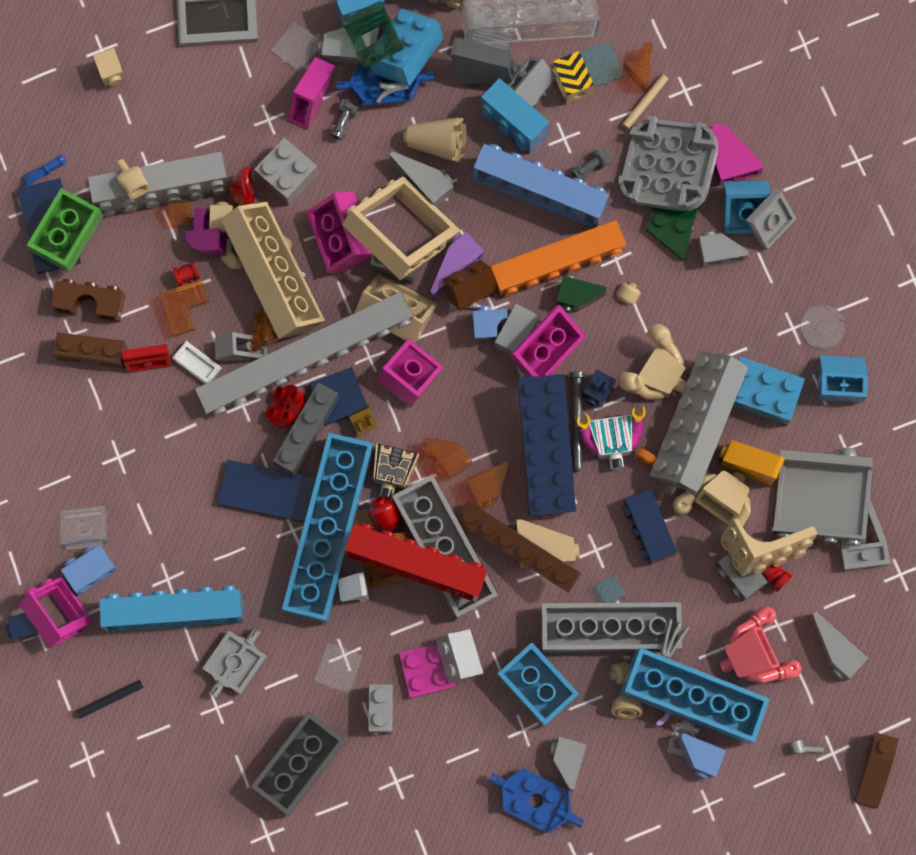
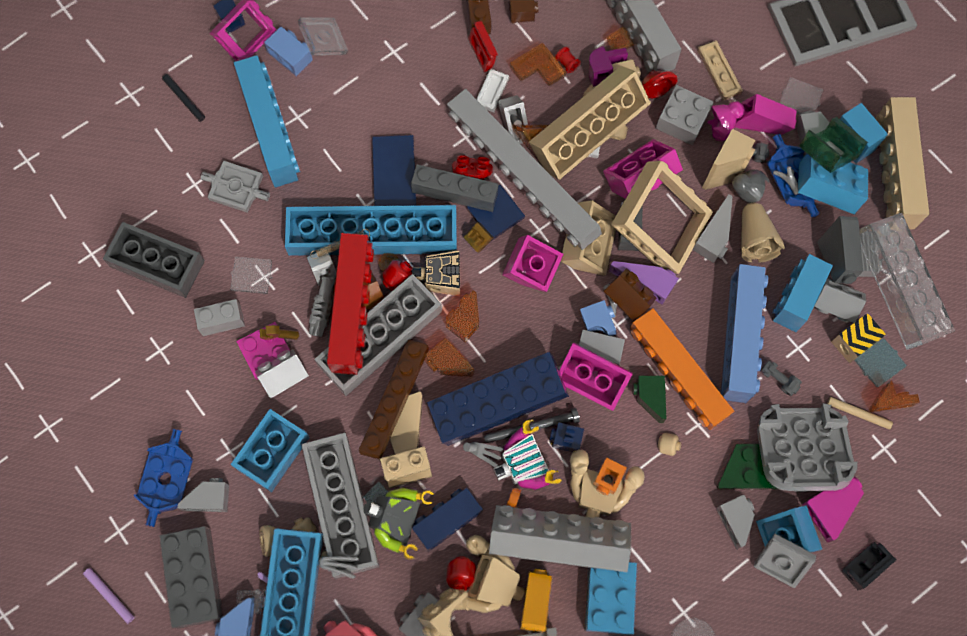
camera: 75 degrees right, 5 degrees down
(241, 119) = (719, 70): none -> tan tile
(305, 132) = (725, 119): none -> dark pink piece
(343, 581) = (324, 251): none -> tan piece
(354, 141) = (730, 160): none -> tan slope
(386, 129) = (750, 185): none -> dark grey piece
(397, 599) = (321, 307): none -> light grey hinge
(415, 650) = (275, 332): none -> pearl gold bar
(588, 479) = (478, 450): none -> light grey piece
(592, 551) = (406, 467): none -> tan panel
(636, 577) = (394, 517): none -> torso
(645, 791) = (191, 577): none -> dark grey brick
(649, 350) = (610, 469): none -> orange brick
(707, 526) = (460, 573): none -> red head
(793, 144) = (868, 565): none -> black hinge

